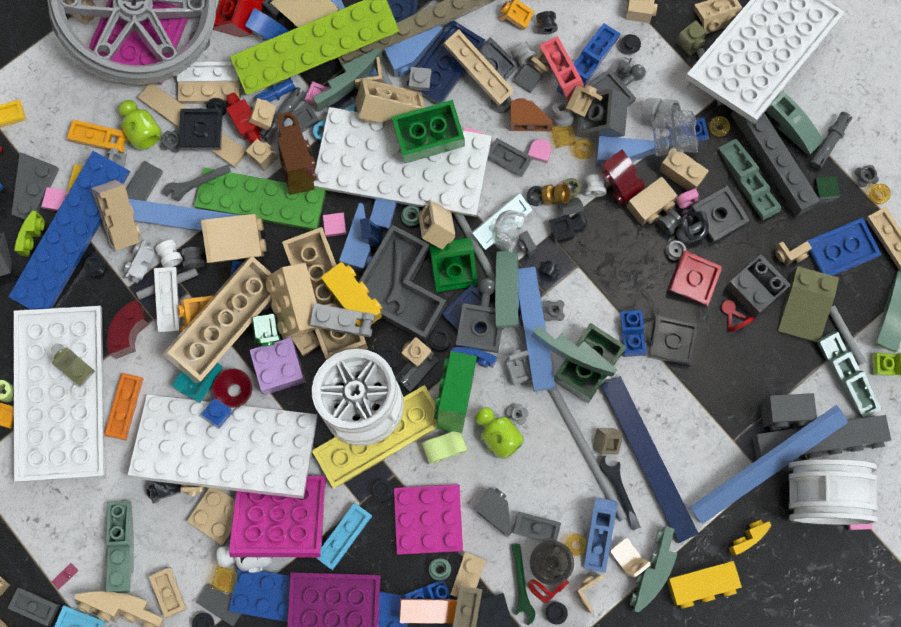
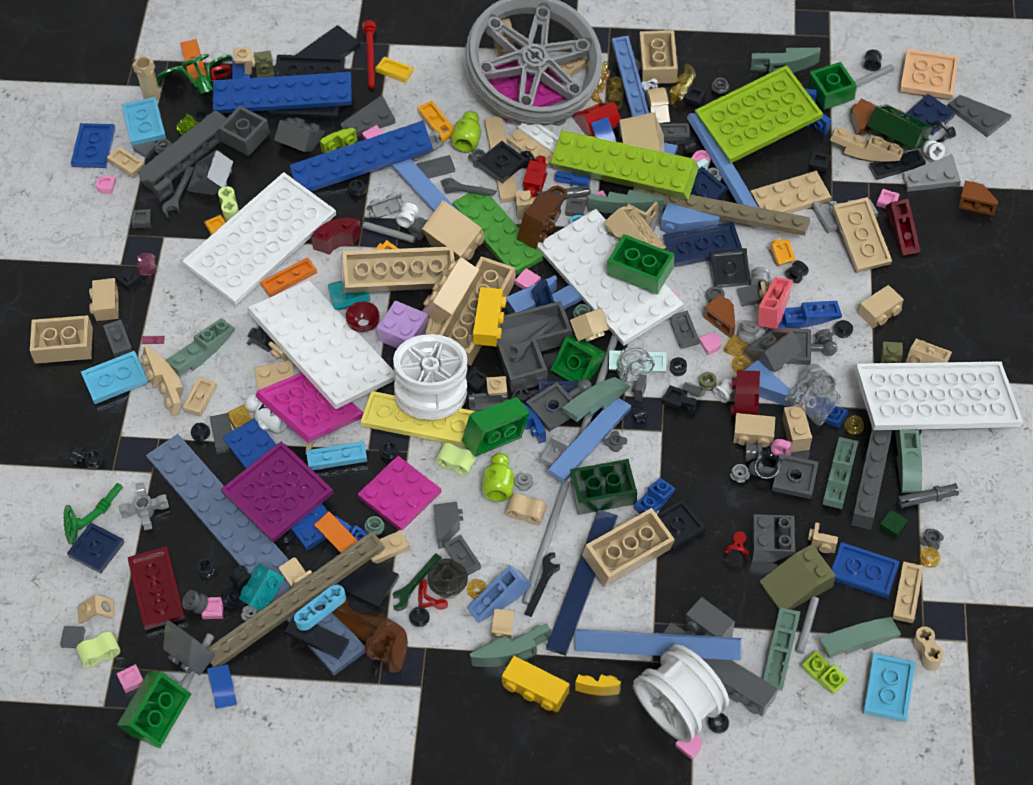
camera: 45 degrees right, 20 degrees down
(72, 366) = (282, 223): olive bracket -> none
(116, 214) = (398, 164): tan wedge -> none
(167, 299) = (383, 231): white plate -> none
(216, 413) = (337, 320): blue plate -> none
(262, 113) = (548, 179): tan bracket -> none
(265, 329) = (416, 294): bracket -> none
(341, 320) = (465, 318): light grey plate -> none
(420, 79) = (673, 238): light grey plate -> none
(478, 67) = (717, 258): tan plate -> none
(545, 438) = (526, 509): none -> tan axle
(556, 194) = (691, 372): pearl gold wheel -> none
(581, 99) = (766, 326): tan bracket -> none
(583, 355) = (597, 465): sand green slope -> none
(585, 584) = (456, 616): tan bracket -> none
(607, 441) = (566, 546): dark tan slope -> none
(663, 400) = (628, 547): none -> tan brick
(695, 278) = (734, 499): tile -> none

